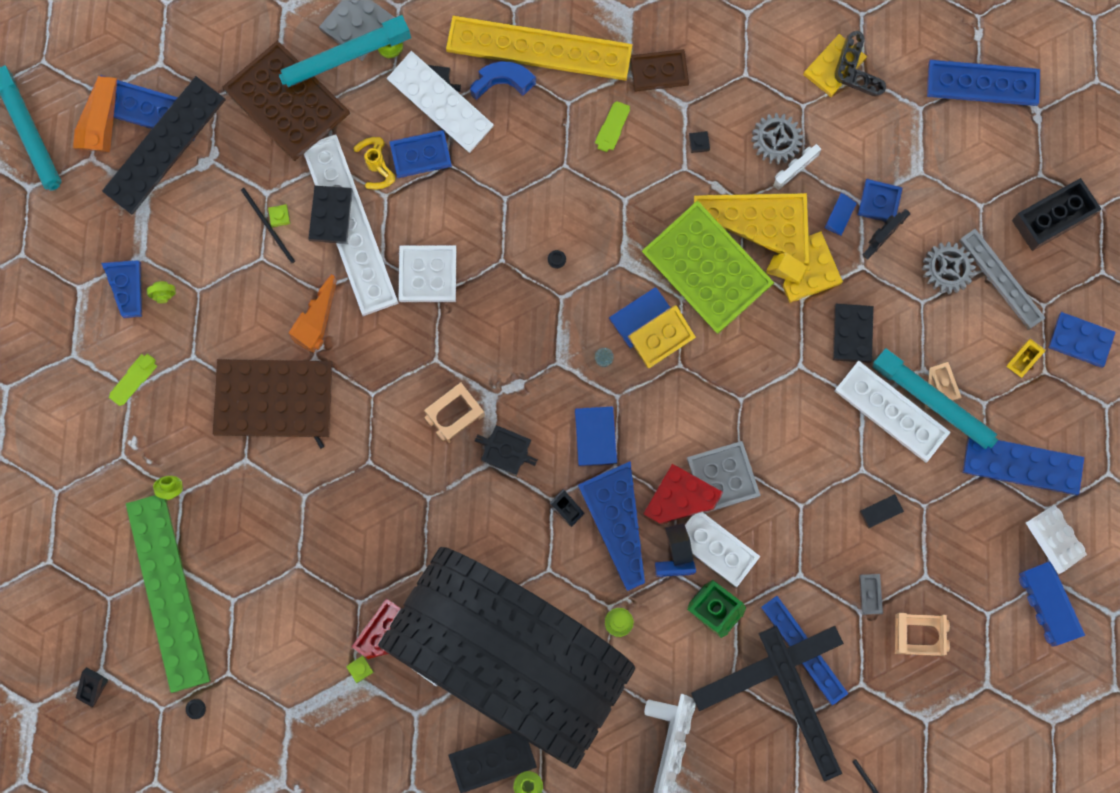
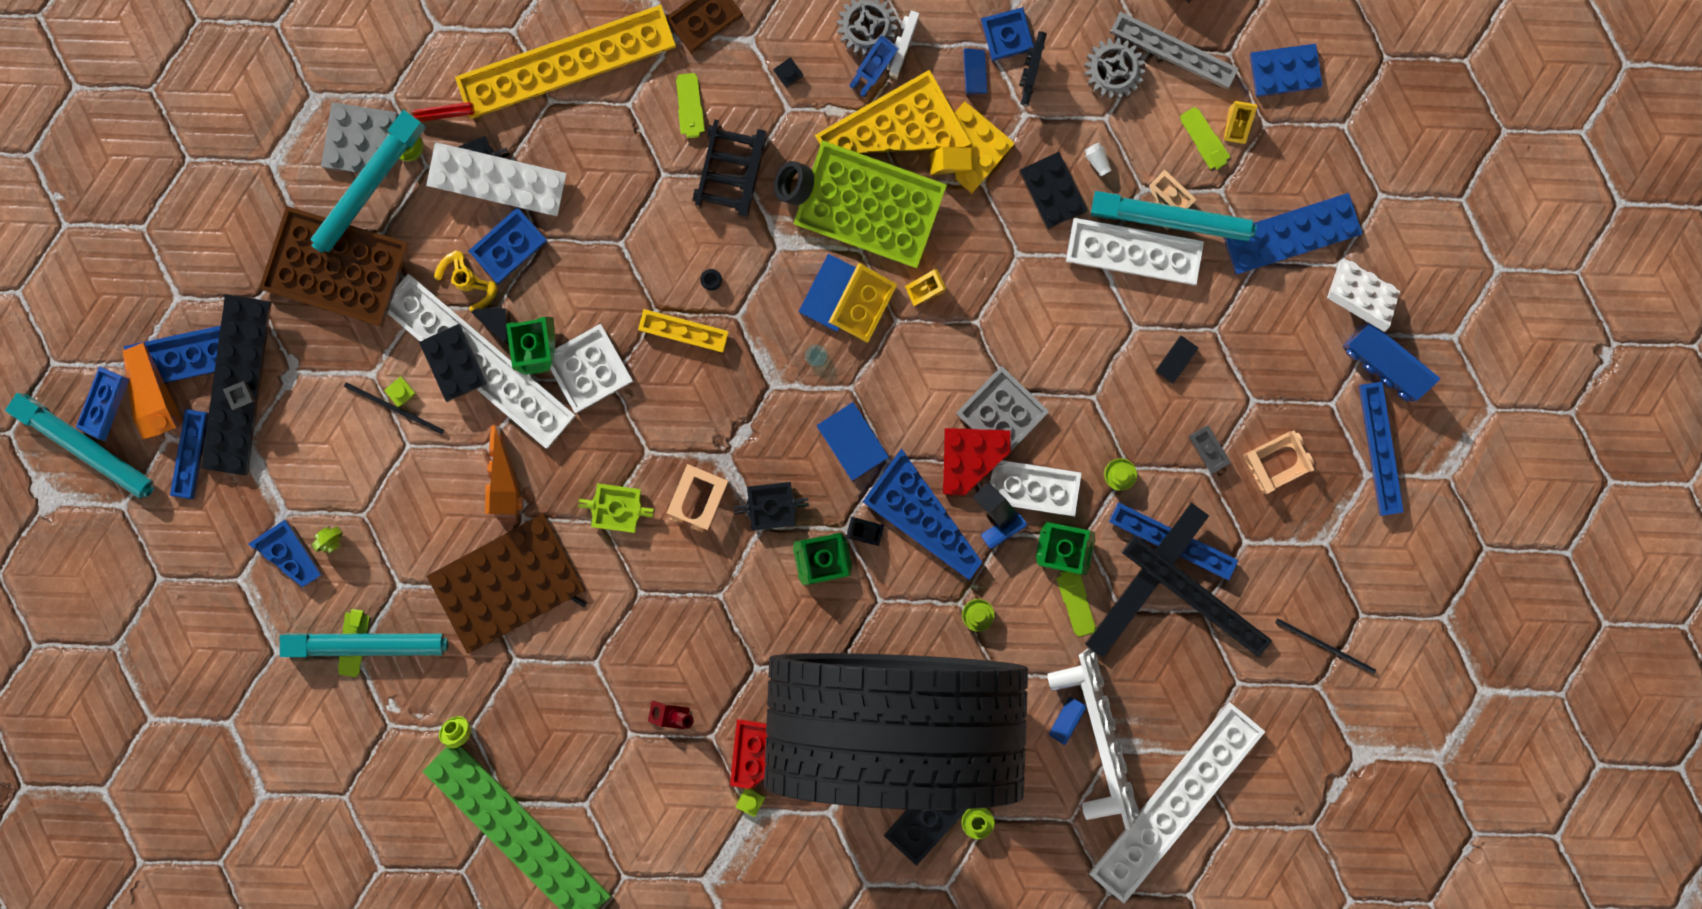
camera: 25 degrees left, 10 degrees up
(60, 106) = (102, 403): none -> blue tile
(99, 177) = (189, 454): none -> blue tile
(139, 383) = (362, 644): none -> teal brick
(161, 151) = (239, 395): none -> dark grey plate
(337, 567) = (670, 716): none -> dark red bracket
(380, 202) = (495, 320): none -> black slope
(388, 387) = (616, 508): none -> lime plate
(396, 232) = (532, 345): none -> green slope
(430, 35) = (445, 111): none -> red axle
(503, 73) = (544, 110): blue arch -> none
(514, 285) = (683, 331): none -> yellow plate
(523, 511) = (822, 558): none -> green slope
(623, 204) = (751, 163): none -> black fence
(643, 745) = (1067, 720): none -> blue slope
(662, 228) = (783, 182): none -> black tyre
(701, 658) = (1075, 598): none -> lime piece
(716, 351) = (925, 287): none -> yellow slope
(767, 168) = (875, 64): none -> blue hinge
(790, 575) = (1120, 474): none -> lime plate
(901, 327) = (1098, 158): none -> white cone
(991, 355) = (1203, 136): none -> lime piece
(1009, 669) = (1381, 448): none -> blue plate

